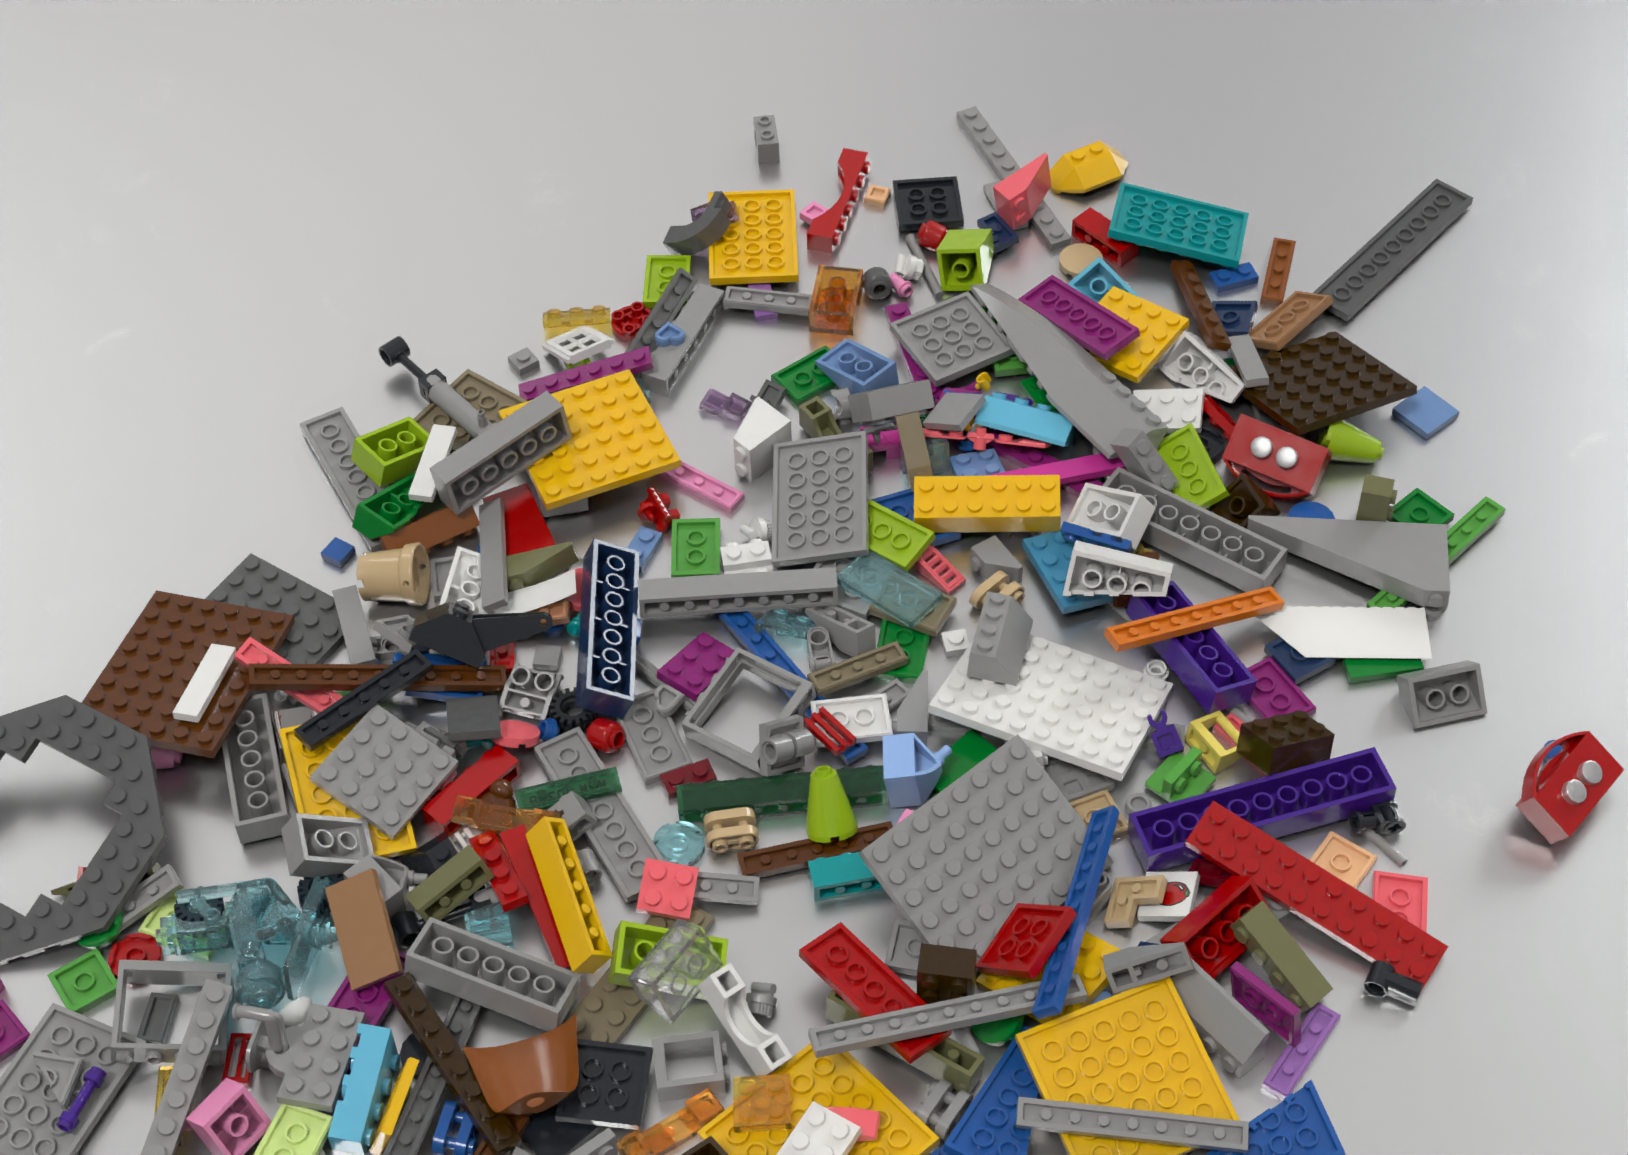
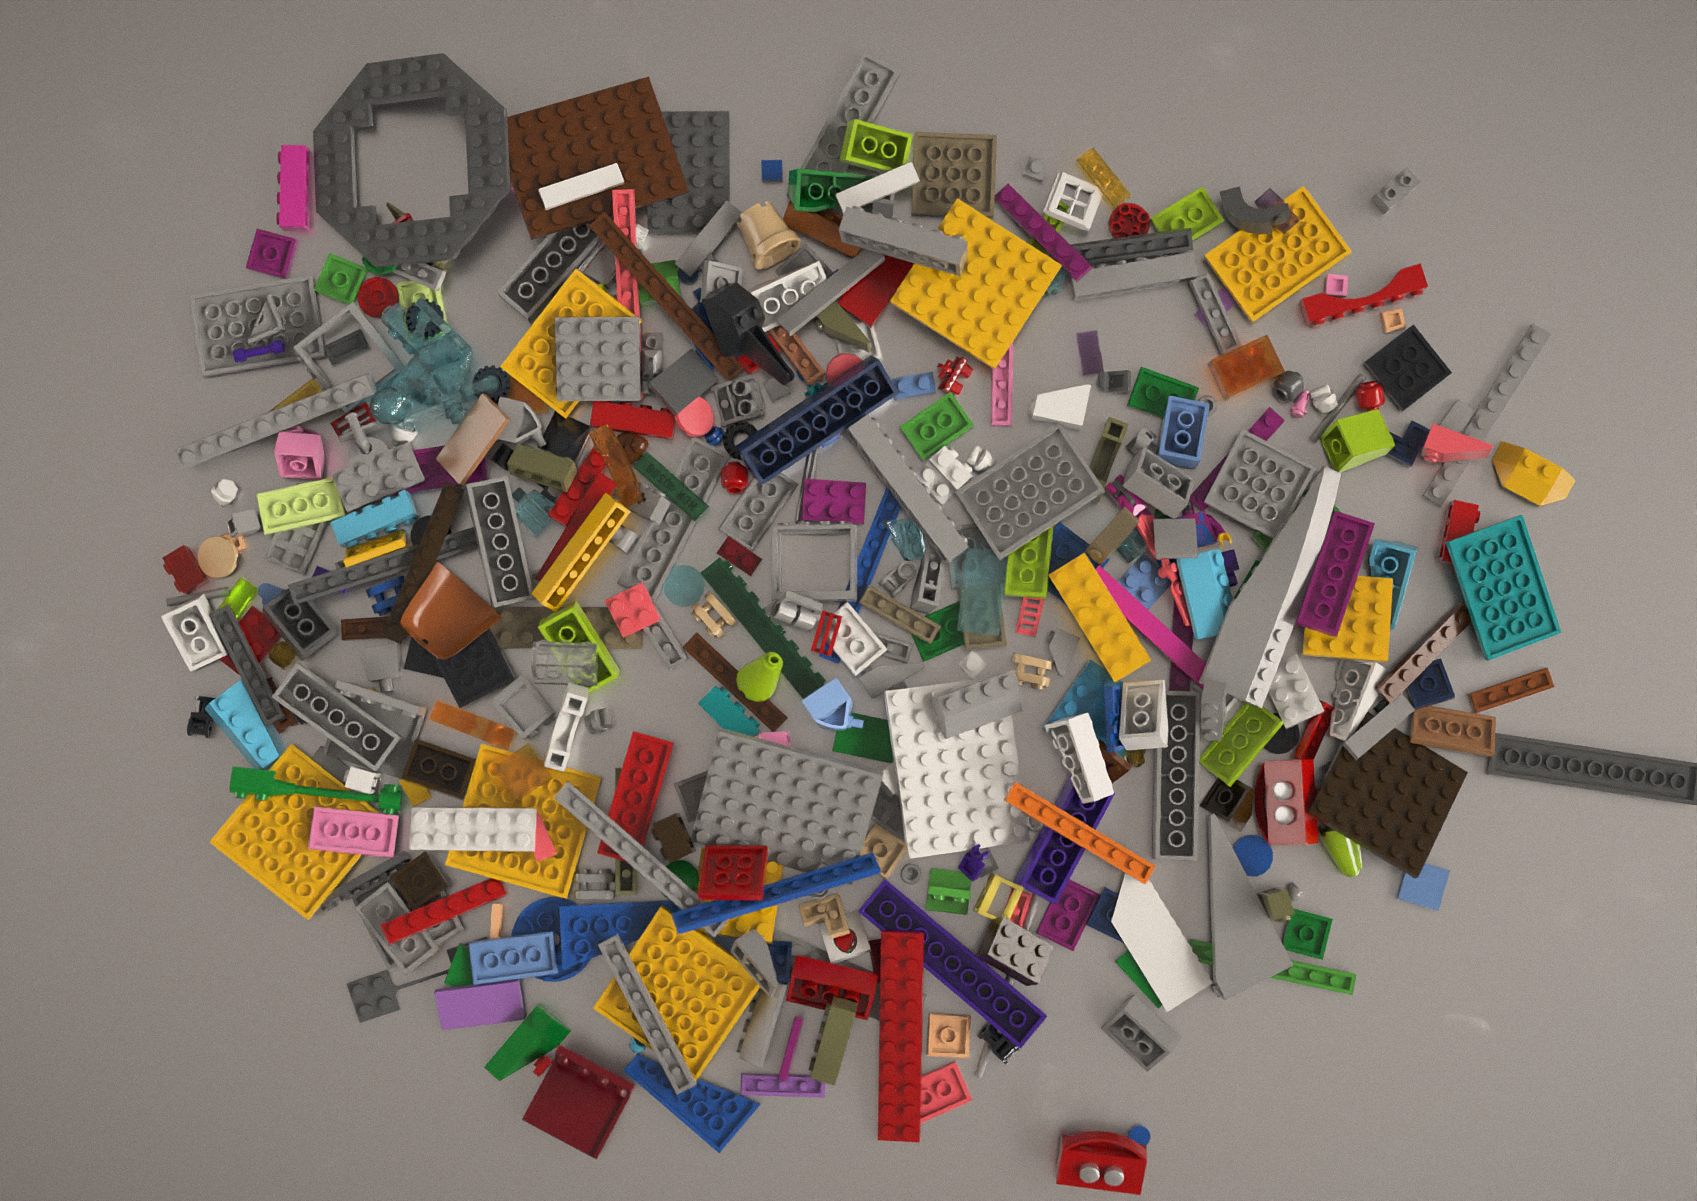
camera: 55 degrees right, 35 degrees up
(324, 844) = (517, 368): light grey slope -> none
(362, 699) = (635, 307): black plate -> none
(436, 389) = (951, 146): piece -> none
(540, 594) = (816, 349): white sticker -> none
(668, 700) = (789, 500): light grey tile -> none
(669, 335) = (1121, 268): medium blue tile -> none
(1077, 257) = (1422, 528): tan tile -> none
(1233, 278) = (1473, 655): blue plate -> none
(1384, 981) = (868, 1114): black piece -> none

